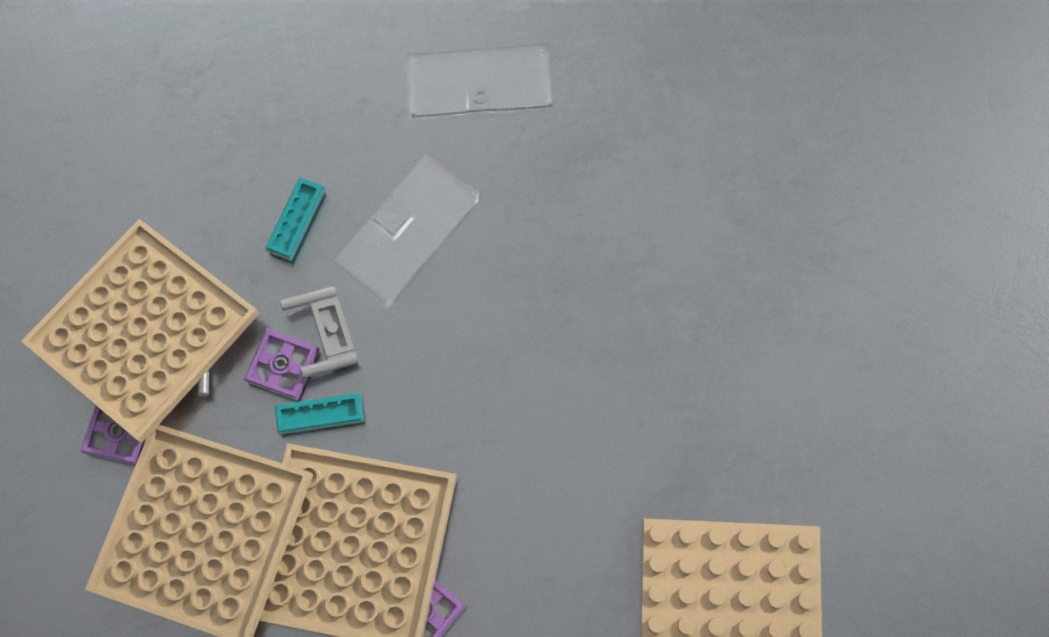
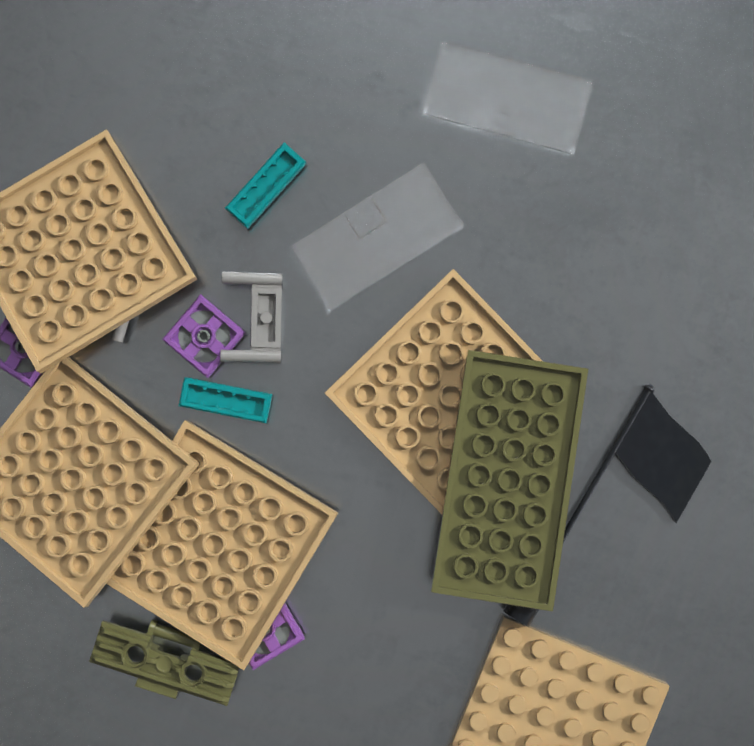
camera: 20 degrees right, 15 degrees up
(521, 339) = (412, 379): none -> tan plate
(600, 390) = (509, 480): none -> olive plate
(725, 328) = (657, 456): none -> black flag

